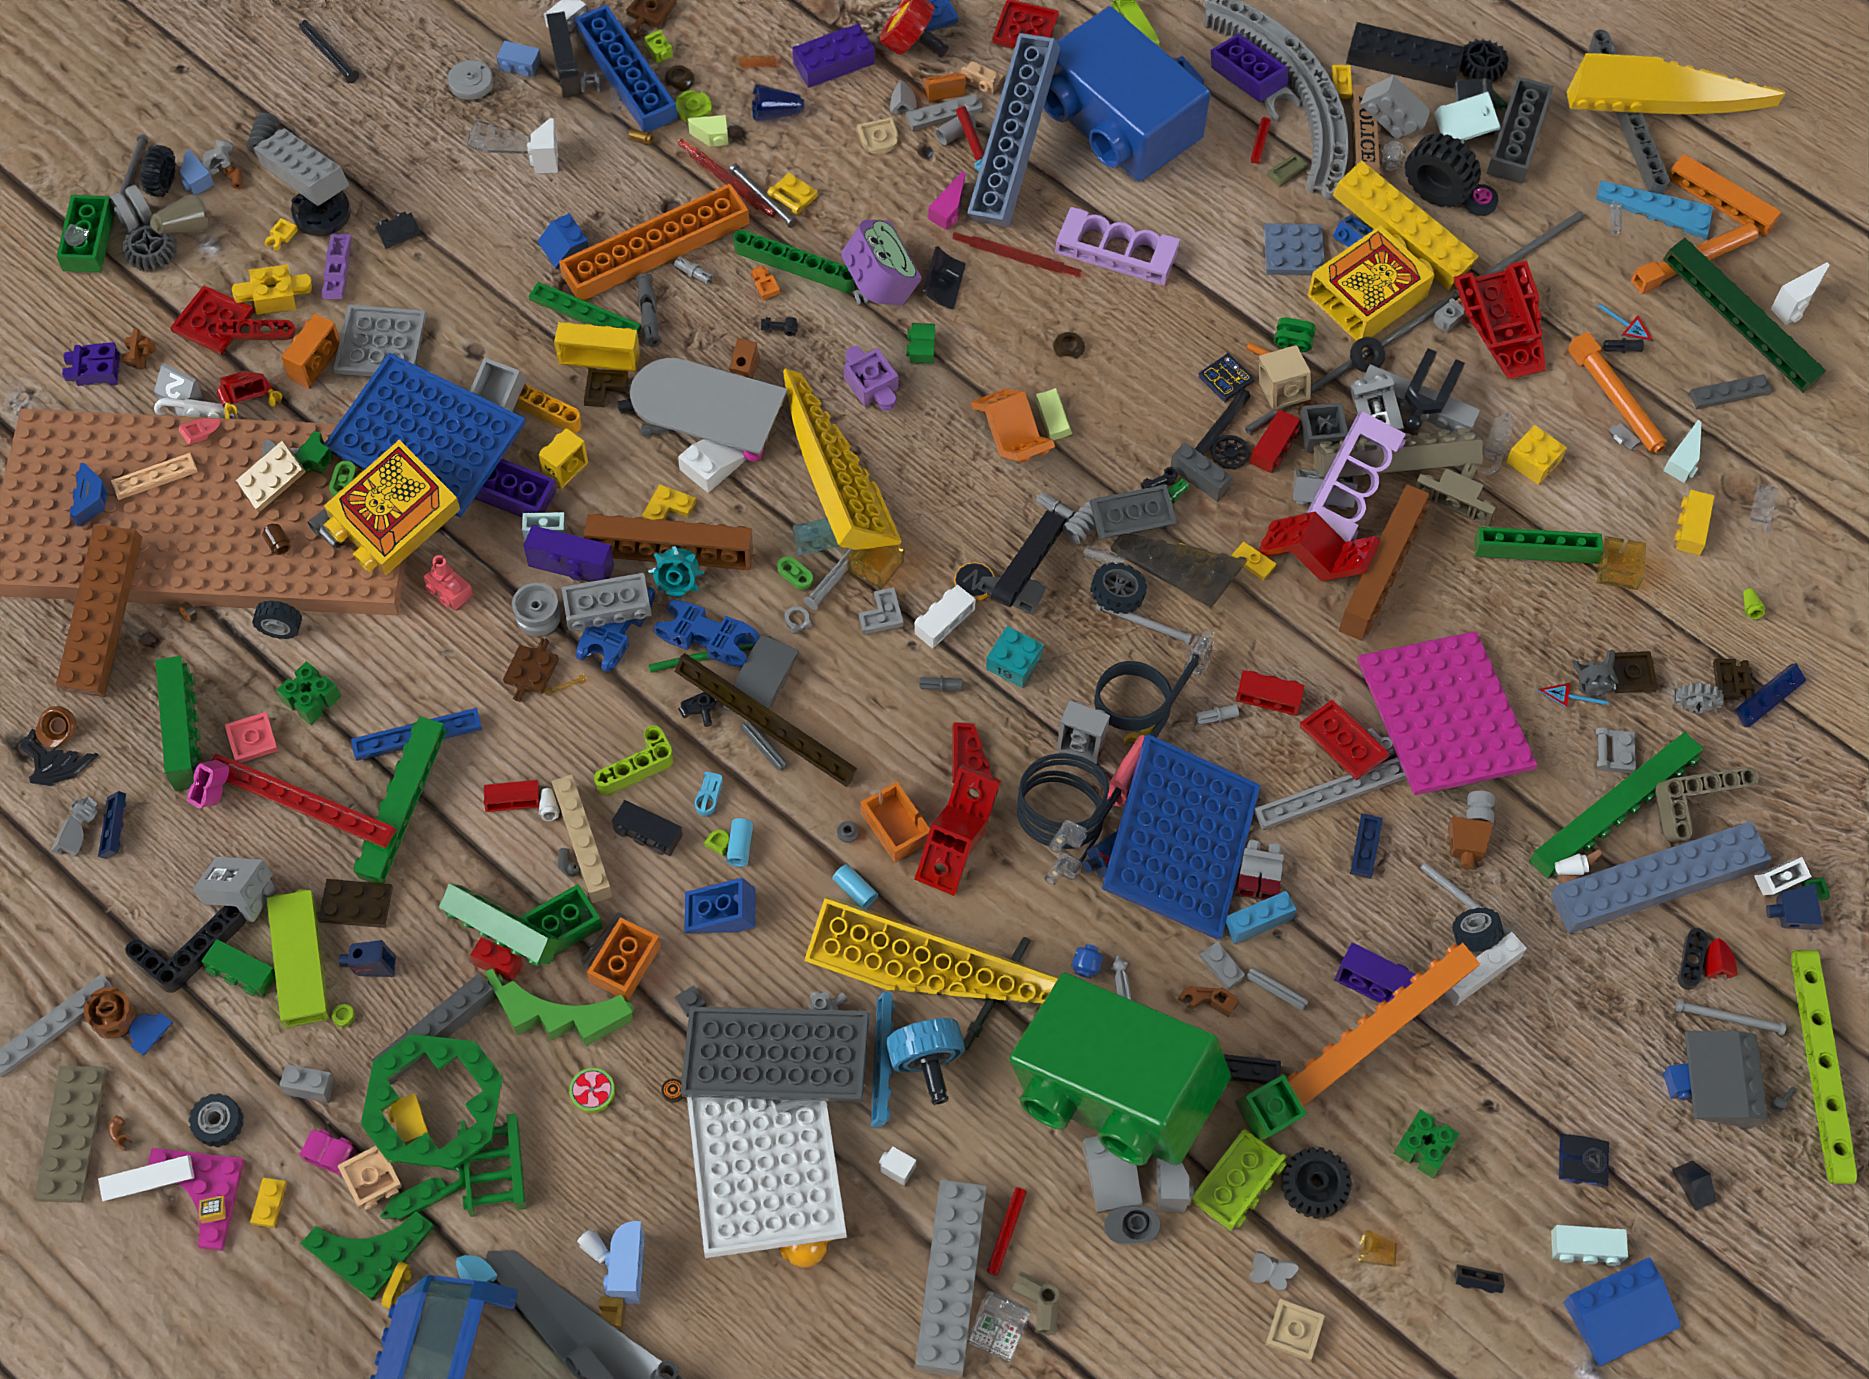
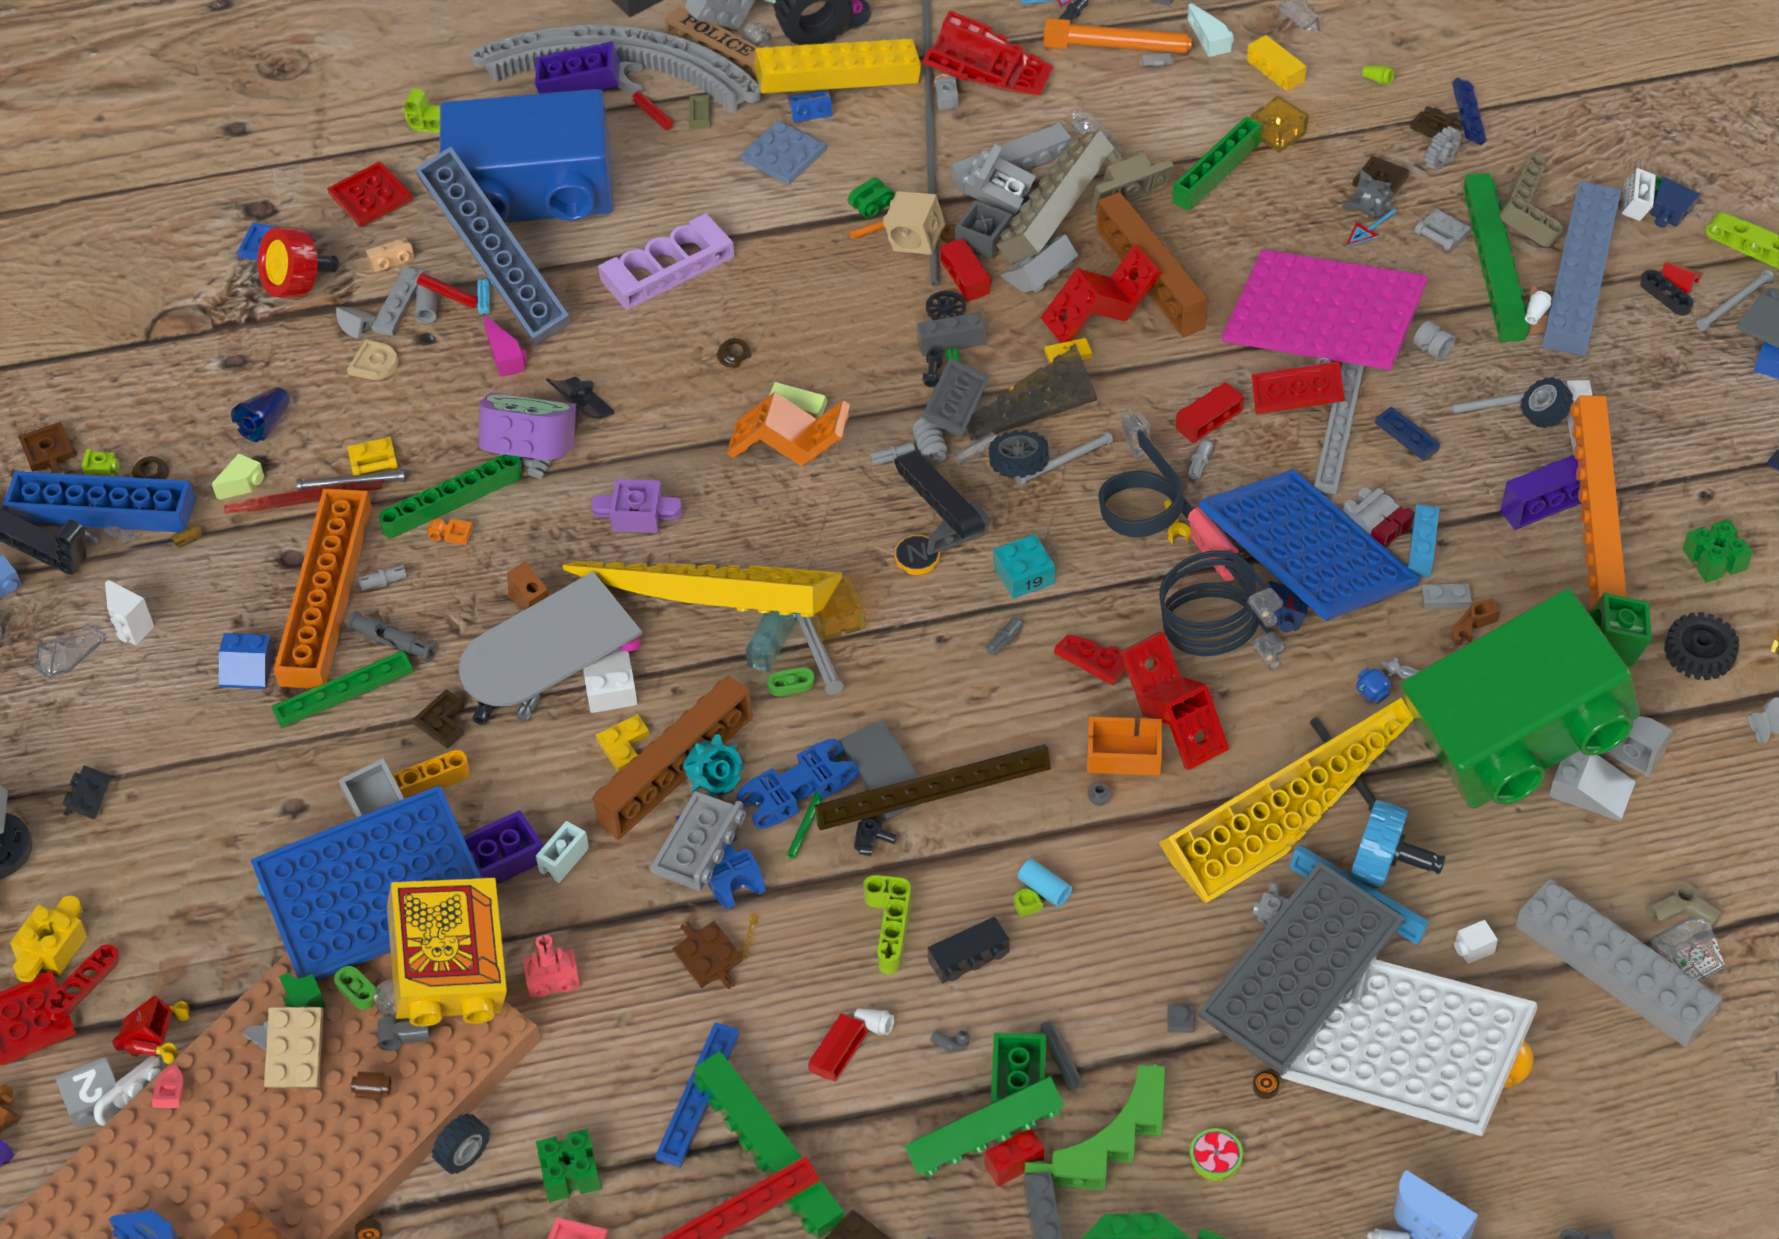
camera: 50 degrees left, 10 degrees down
(154, 476) = (183, 1164): light nougat tile -> none
(311, 350) = (161, 942): orange brick -> none
(337, 266) = (75, 870): medium lavender slope -> none
(373, 333) = (203, 880): light grey plate -> none
(536, 609) = (649, 908): light grey wheel -> none
(563, 457) = (497, 788): yellow brick -> none
(568, 555) = (614, 846): dark purple brick -> none
(581, 839) = (936, 1009): tan brick -> none
(597, 346) = (399, 695): yellow piece -> none
(624, 959) = (1099, 1044): orange brick -> none
(693, 105) = (200, 475): lime tile -> none
(709, 791) = (968, 878): medium azure piece -> none
(720, 908) = (1102, 937): blue slope -> none
(758, 61) = (196, 402): clear orange axle -> none
(764, 746) = (954, 808): dark grey axle -> none
(790, 325) = (516, 538): black bar -> none
(795, 628) = (851, 704): light grey piece -> none
(833, 55) = (254, 341): dark purple brick -> none
(855, 886) = (1163, 817): medium azure pin -> none
(886, 615) = (896, 637): light grey plate -> none
(922, 343) = (633, 451): green brick -> none
(944, 616) = (936, 594): white brick -> none
(945, 86) = (372, 282): orange slope -> none
(1006, 1231) = (1595, 895): red axle -> none
(1017, 254) = (603, 334): clear red axle -> none
(1083, 731) = (1151, 552): light grey brick -> none
(1132, 1225) = (1658, 793): dark grey piece -> none
(1223, 421) = (910, 291): black axle -> none
(1226, 377) = (868, 267): tile -> none
(1238, 1180) = (1667, 695): lime bracket -> none
(1277, 988) = (1497, 570): light grey axle -> none
(1342, 80) = (645, 22): yellow plate -> none
(1371, 283) = (873, 120): brick -> none
(1374, 345) = (932, 170): black tyre -> none
(1377, 432) = (1055, 180): lavender fence -> none
(1423, 404) = (1023, 127): black piece -> none
(1468, 839) = (1454, 364): dark orange torso -> none
(1536, 454) = (1130, 117): yellow brick -> none

